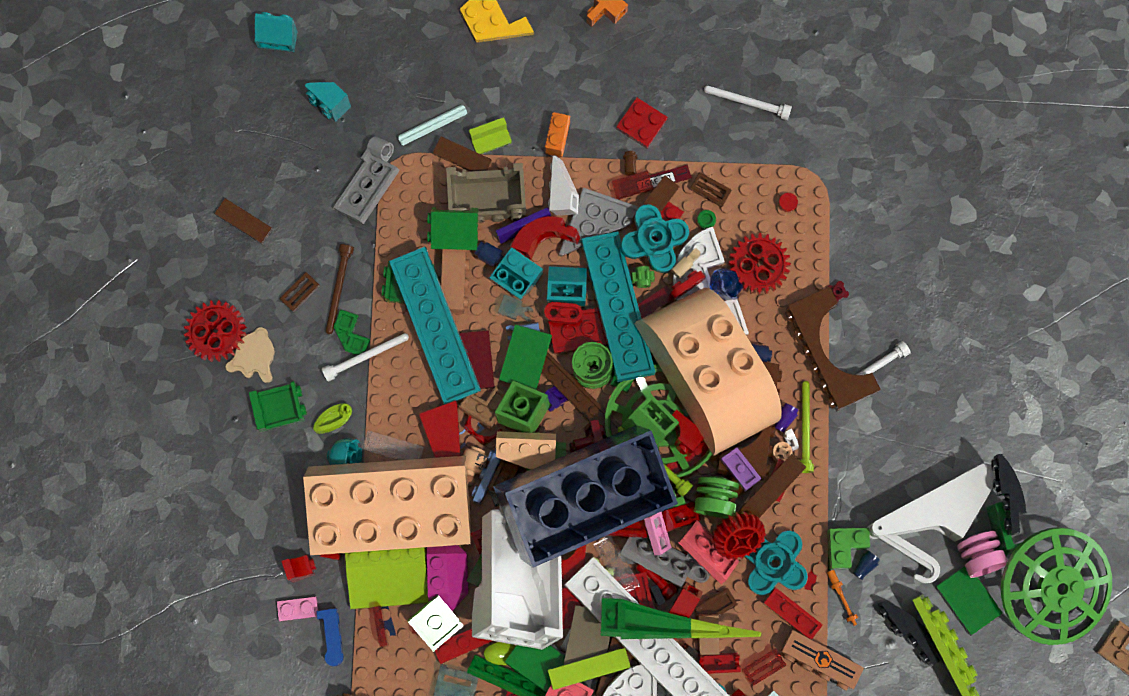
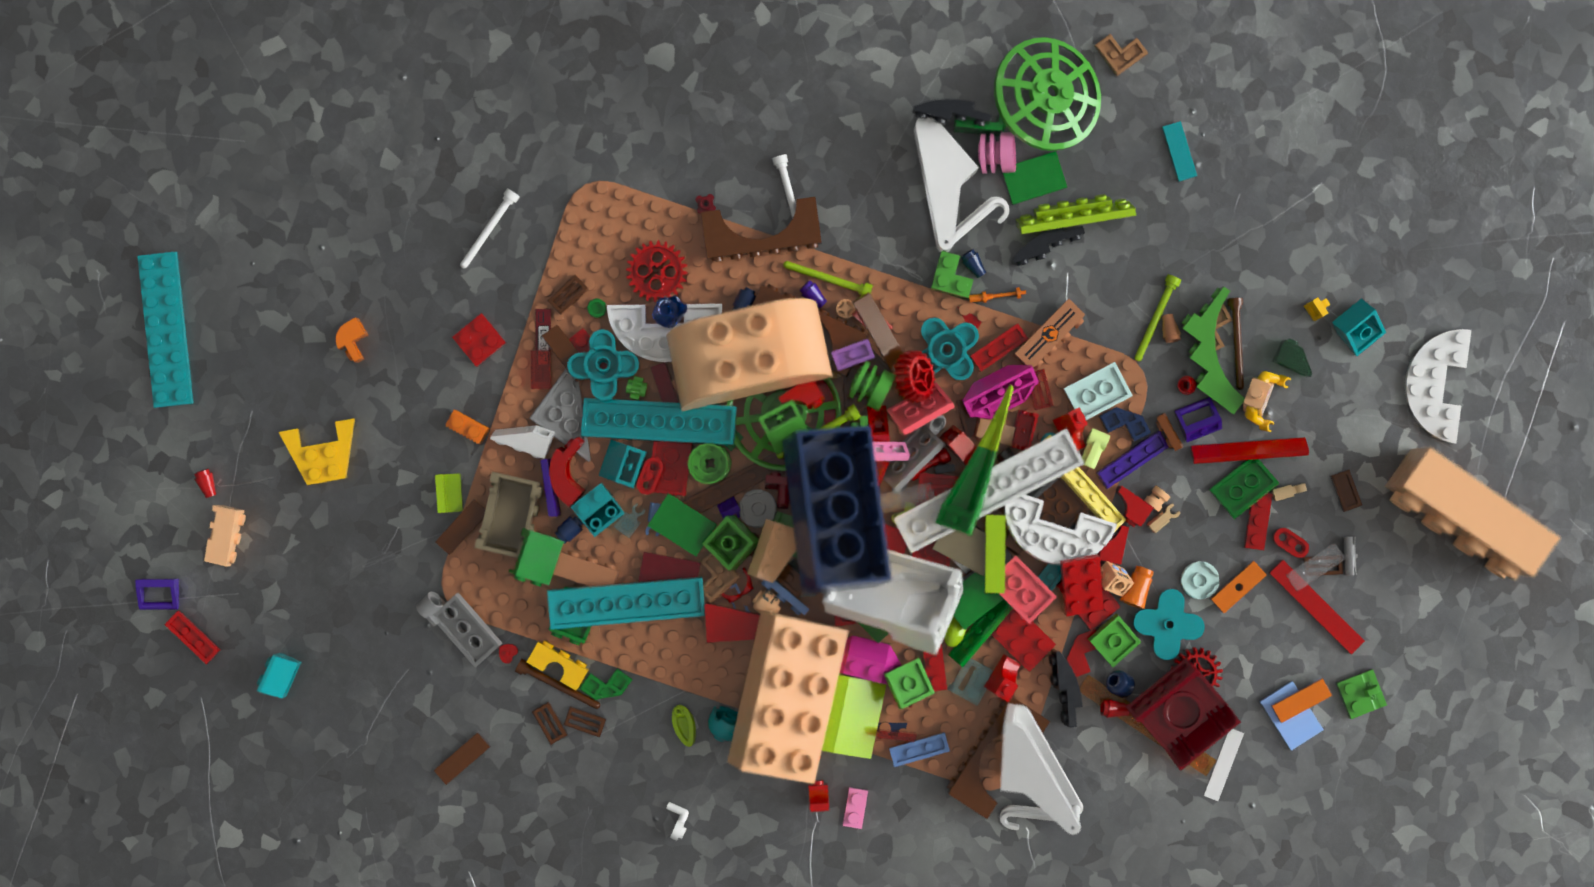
camera: 70 degrees left, 10 degrees up
(228, 341) = (579, 805): red gear -> none
(229, 443) = (678, 830): none -> white plate
(254, 356) = (598, 784): tan tile -> none
(277, 407) = (657, 774): green panel -> none
(311, 308) = (600, 726): none -> reddish brown tile
(329, 98) = (364, 640): teal slope -> none
(332, 371) = (638, 714): white piece -> none
(334, 653) = (892, 782): blue leg -> none
(355, 234) = (507, 652): none -> red piece
(355, 299) = (573, 670): none -> yellow arch
(373, 654) = (919, 749): none -> medium blue plate
(391, 447) = (730, 676): clear plate -> none
(432, 124) = (419, 546): light aqua axle -> none
(563, 423) = (757, 507): none -> light grey tile
(630, 162) = (517, 364): reddish brown pin -> none
(686, 264) = (637, 343): tan bar -> none
(693, 280) = (654, 340): red plate -> none
(743, 613) = (987, 393): none -> dark pink wedge
(788, 202) = (603, 223): red tile -> none
(790, 438) = (835, 296): white tile -> none

